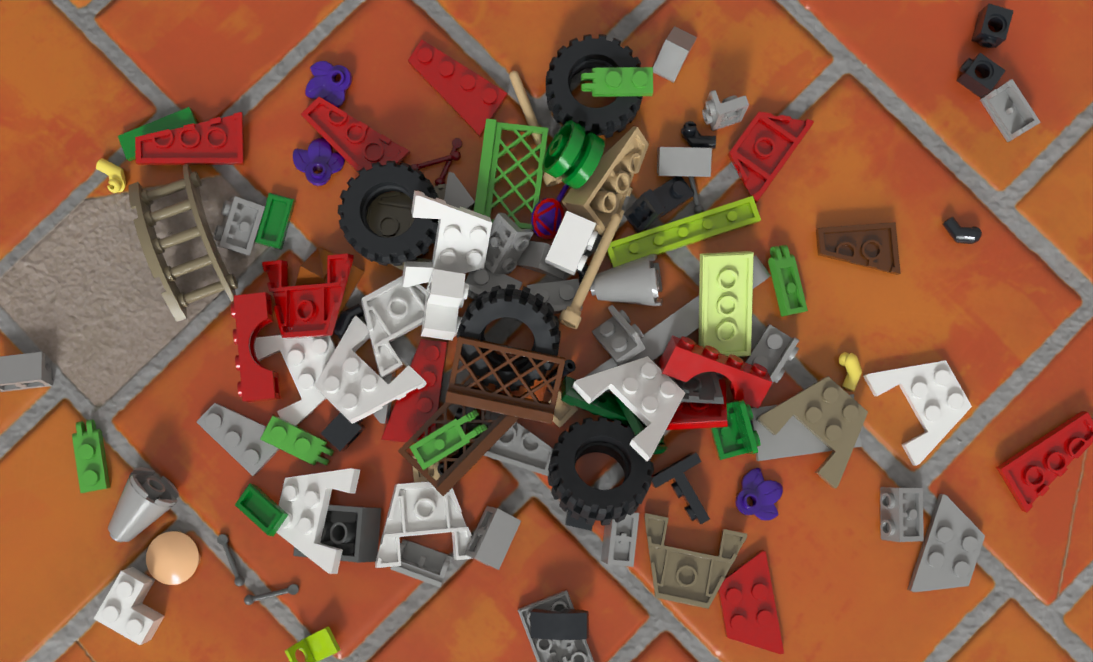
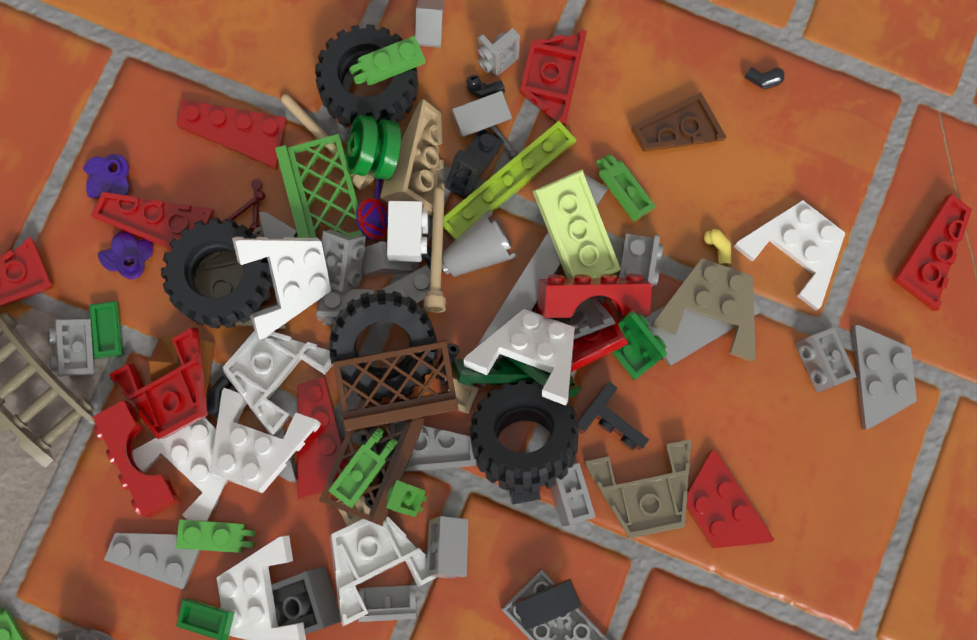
camera: 30 degrees left, 5 degrees down
(342, 432) = (256, 506): black brick -> none
(443, 299) = (303, 336): white brick -> none
(473, 481) = (405, 498): none -> bright green hinge
(619, 337) = (489, 302): light grey bracket -> none
(762, 493) = (688, 396): dark purple plate -> none

